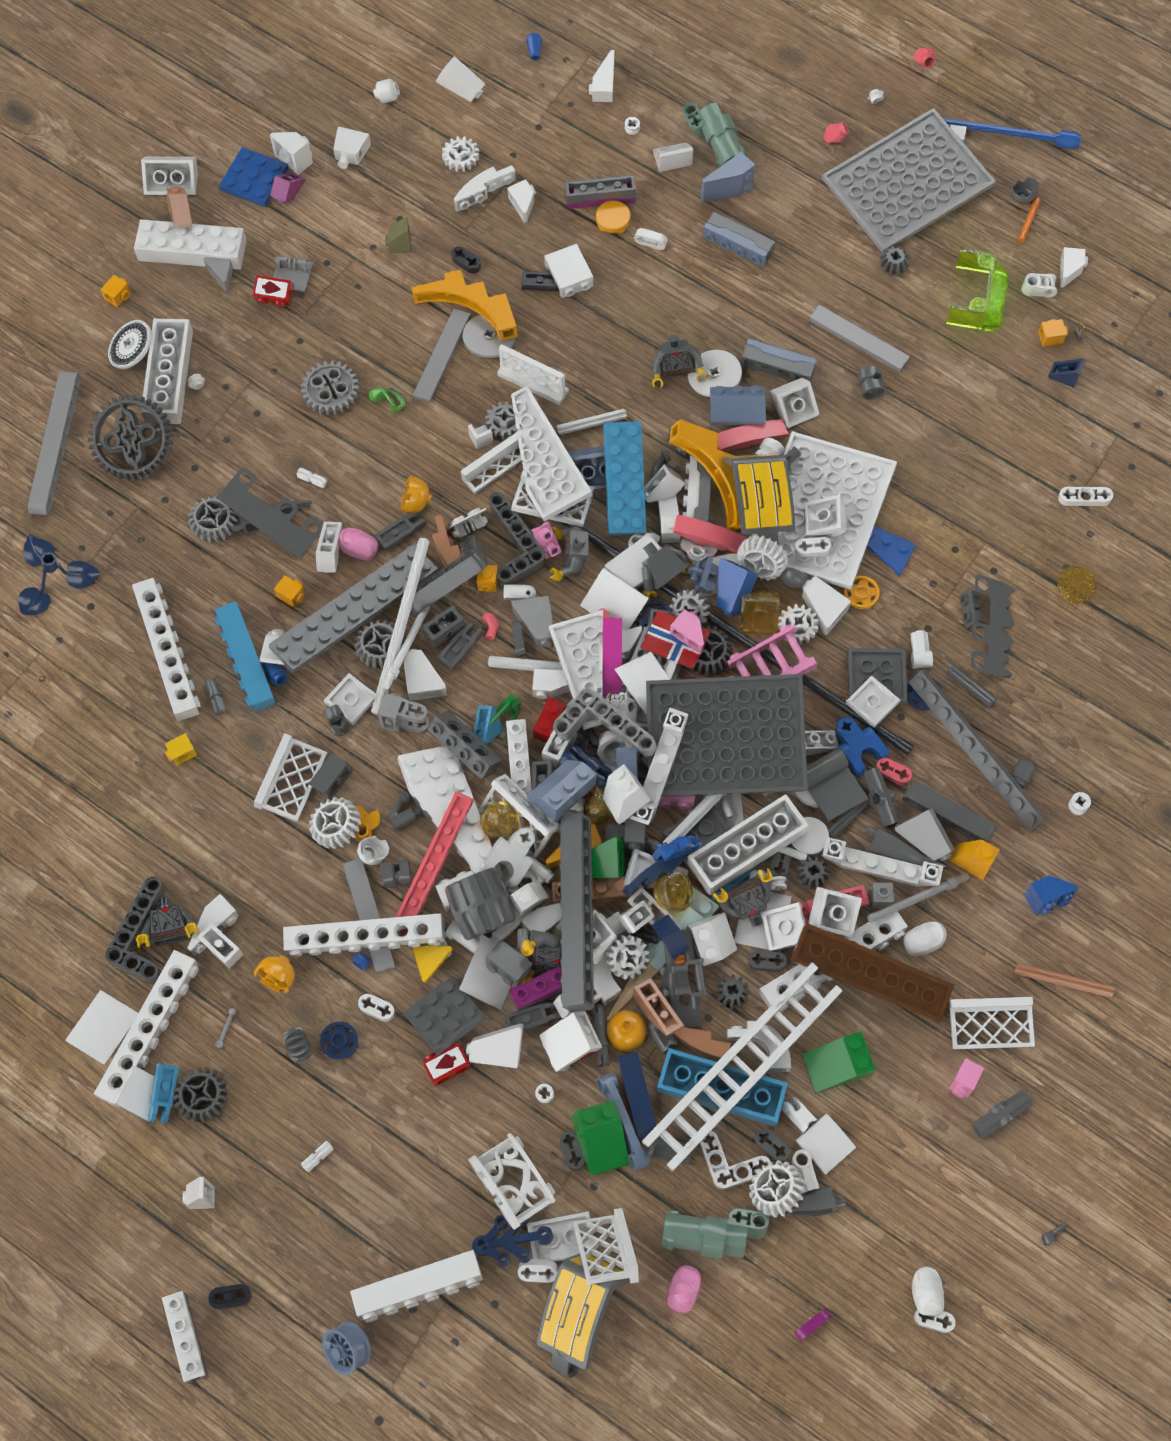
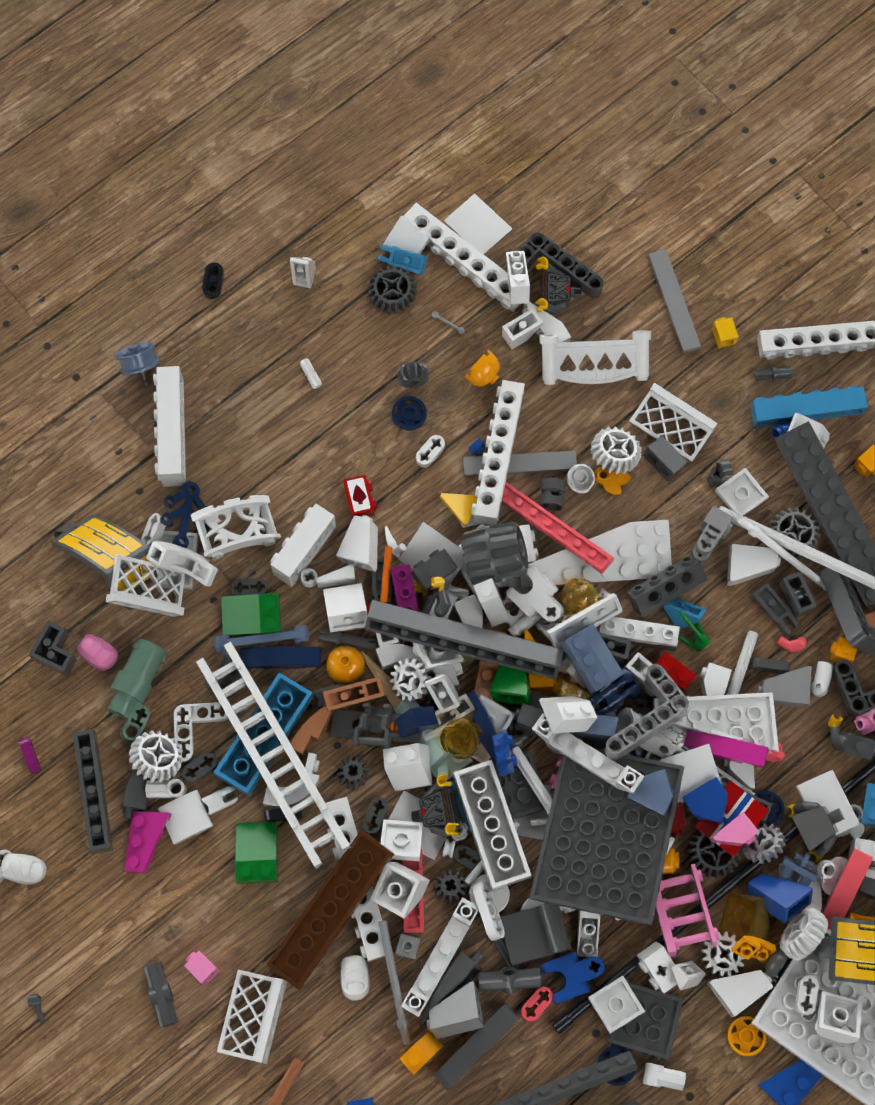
camera: 100 degrees right, 5 degrees up
(153, 807) = (674, 301): none -> light grey tile
(165, 960) = (518, 277): none -> white slope
(185, 1337) = (190, 239): white piece -> none
(240, 904) = (555, 353): none -> white piece
(404, 818) = (607, 517): dark grey plant -> none
(444, 1015) = (403, 504): dark grey plate -> none
(490, 1016) = (396, 549): none -> white bar
(515, 1104) = (303, 544): none -> white brick
(524, 1012) = (386, 574): none -> orange bar
(536, 1059) = (339, 577): none -> white slope
(564, 1219) = (182, 559): none -> white arch
(615, 597) = (792, 773): white sticker -> none
(667, 659) = (708, 801): none -> blue slope
(680, 697) = (654, 792): none -> sand blue slope
(698, 1340) = (49, 649): none -> dark grey brick
(787, 595) = (754, 947): none -> light orange slope
(795, 1051) = (277, 815): none -> black beam
(826, 647) = (687, 974): none -> white slope
(827, 829) = (488, 911): none -> white beam
(828, 672) = (654, 957): none -> white brick
(830, 1243) = (93, 791): none -> dark grey brick
(860, 1178) = (143, 837): none -> dark pink wing

